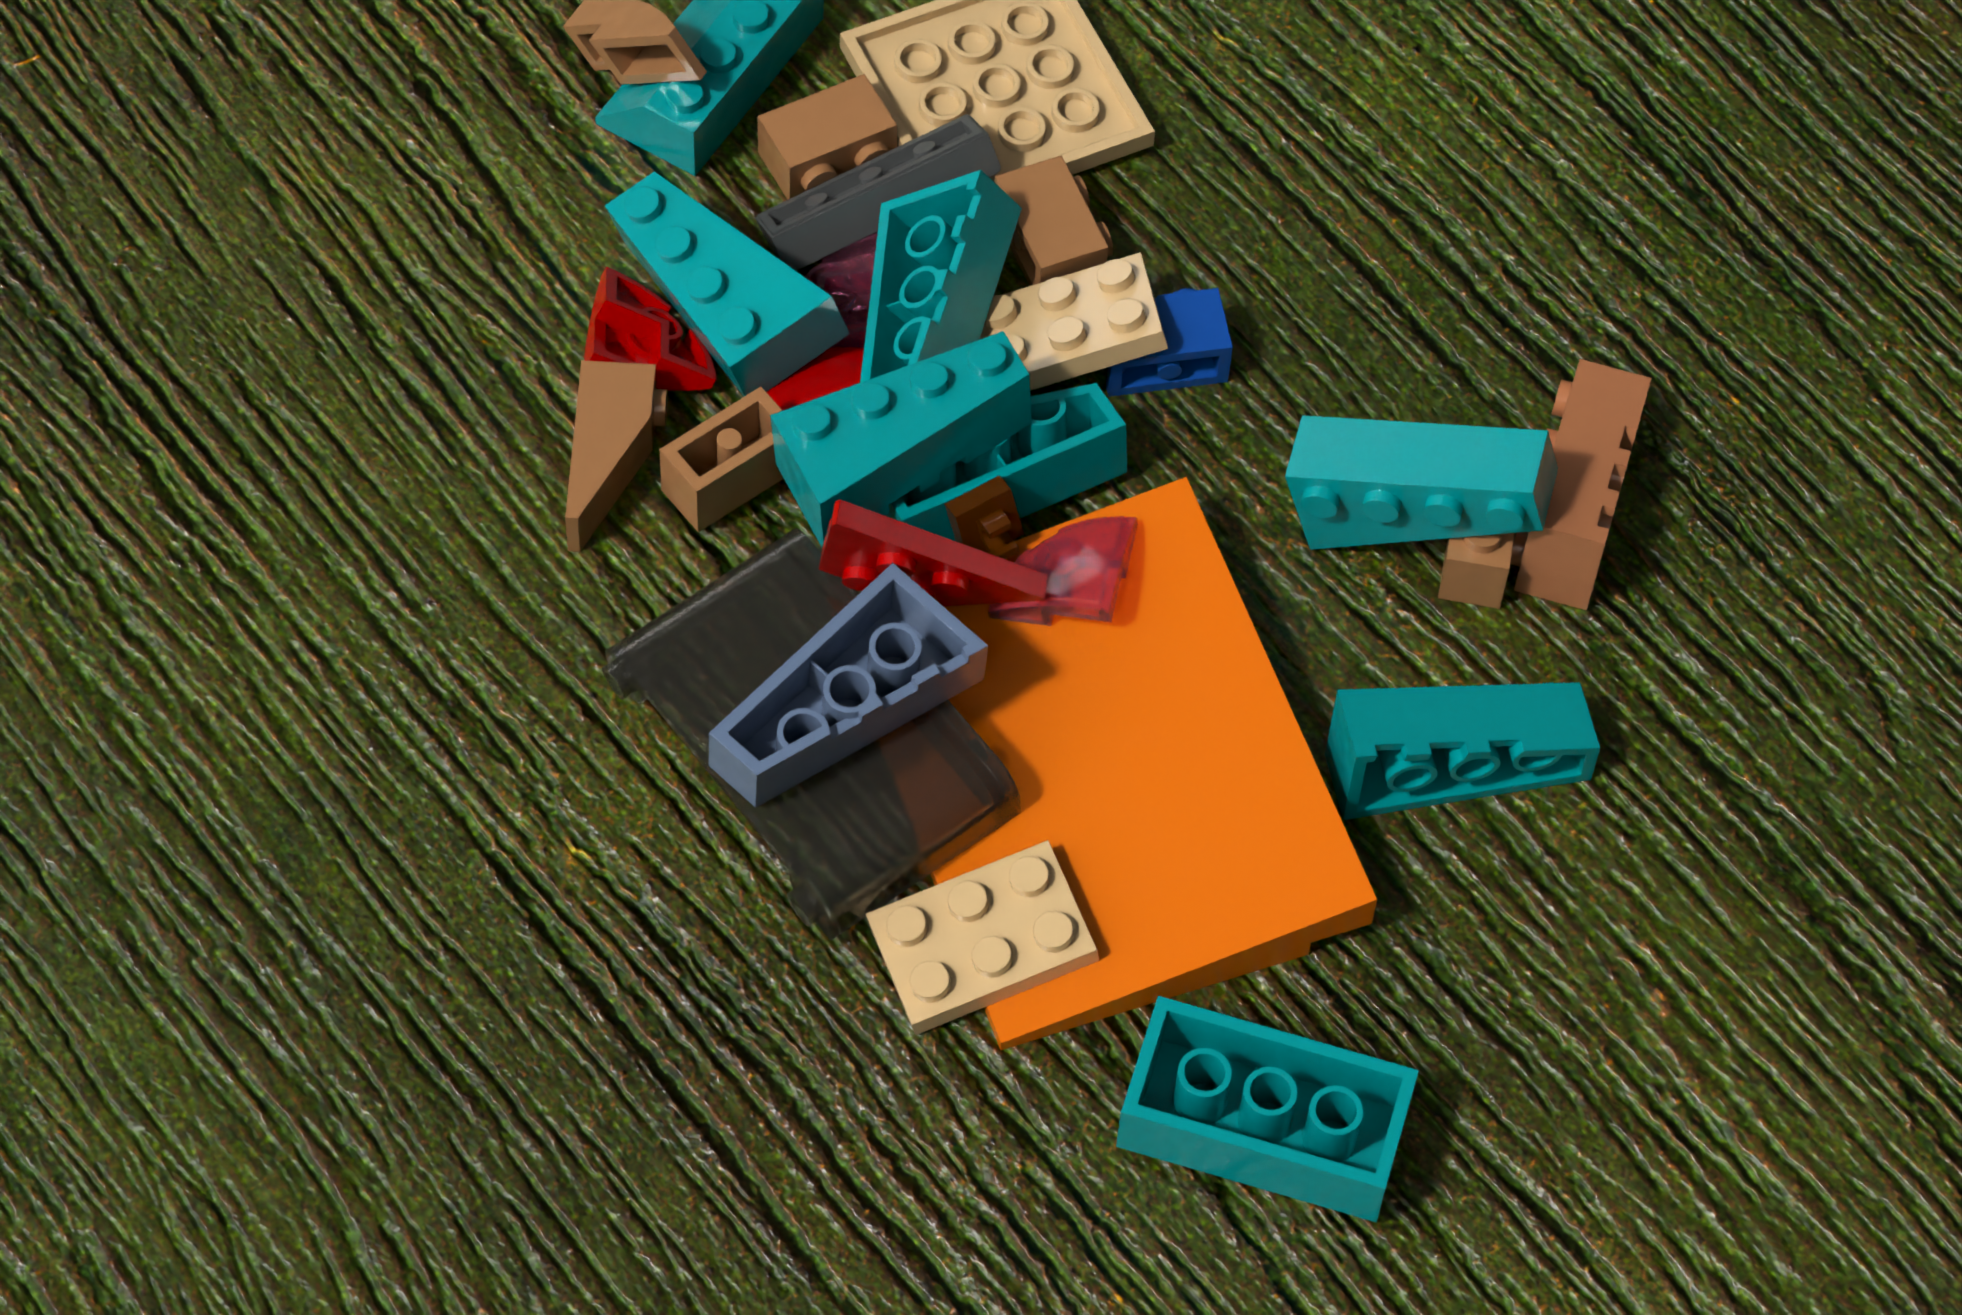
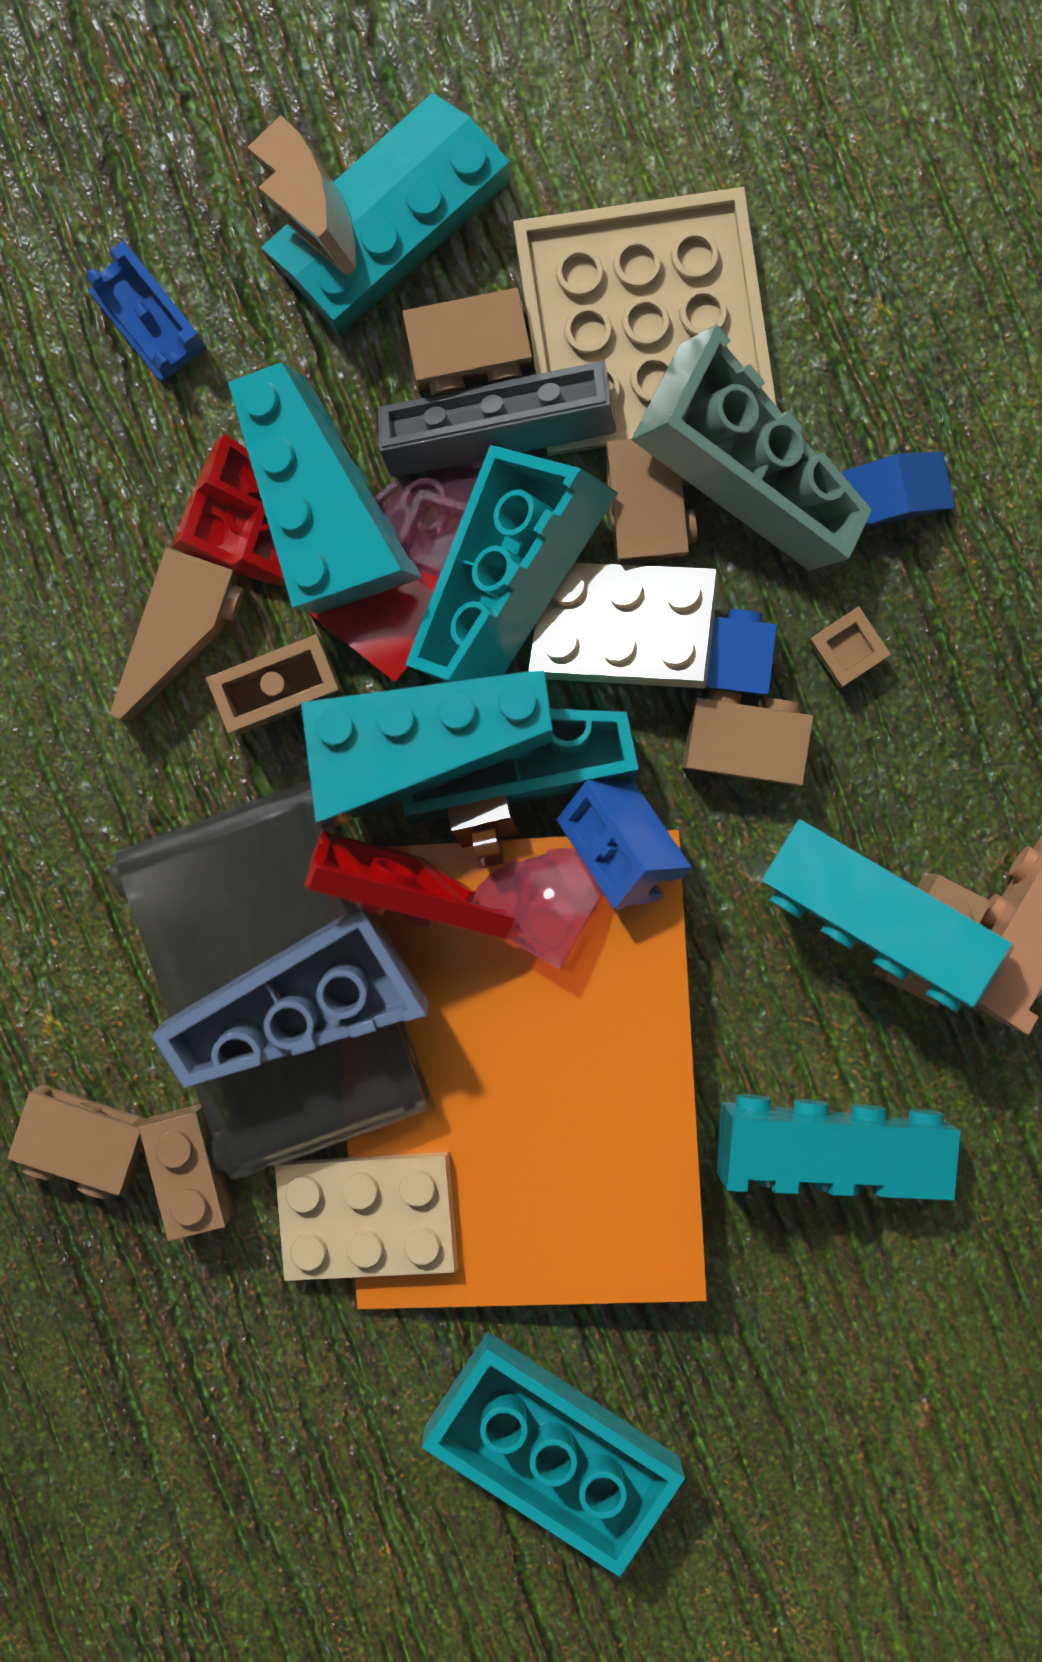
camera: 25 degrees right, 30 degrees up
(498, 186) = (144, 313): none -> blue hinge
(642, 939) = (77, 1142): none -> medium nougat brick
(771, 936) = (186, 1183): none -> medium nougat brick
(1129, 493) = (622, 841): none -> blue hinge
(1143, 151) = (748, 456): none -> sand green wedge
(1226, 407) = (747, 739): none -> medium nougat brick
(1287, 171) = (903, 486): none -> blue slope
(1298, 307) = (849, 647): none -> medium nougat plate

